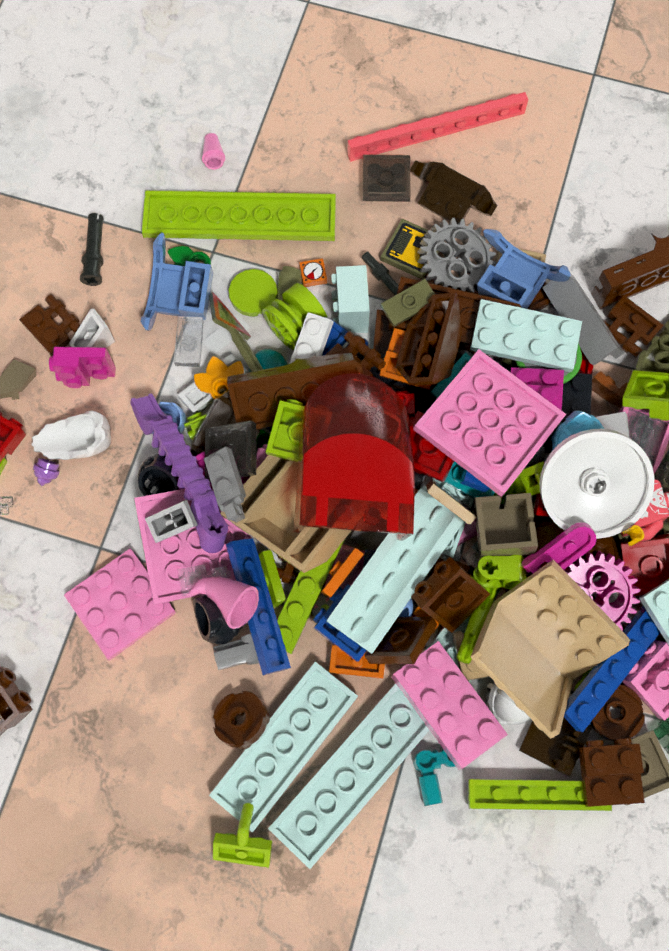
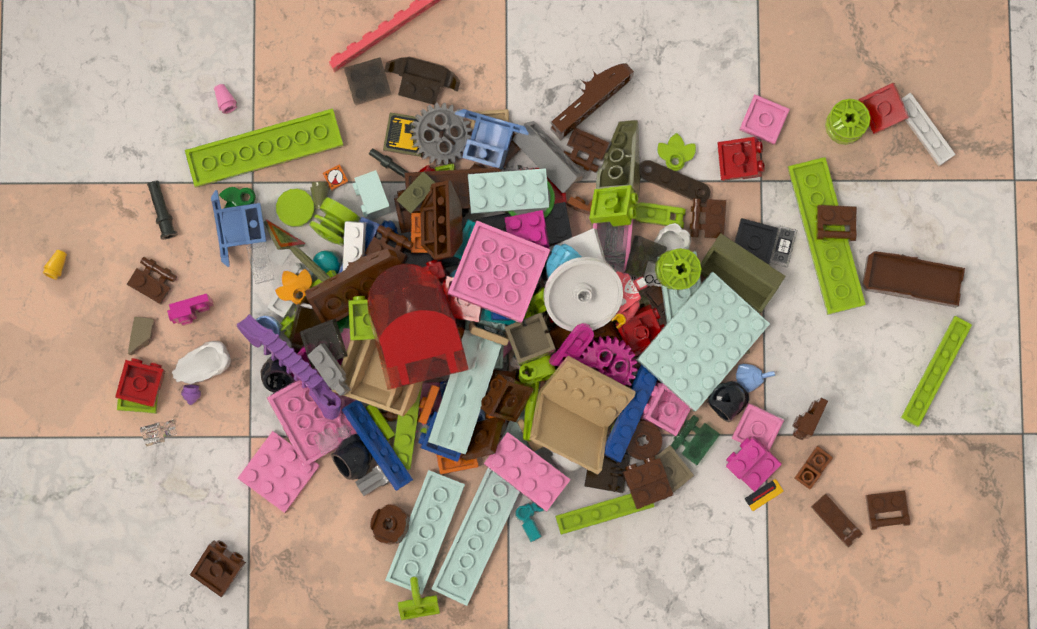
camera: 20 degrees left, 10 degrees up
(92, 332) = (186, 282): white slope -> none
(171, 521) = (299, 406): light grey slope -> none
(234, 599) = (360, 446): bright pink hat -> none

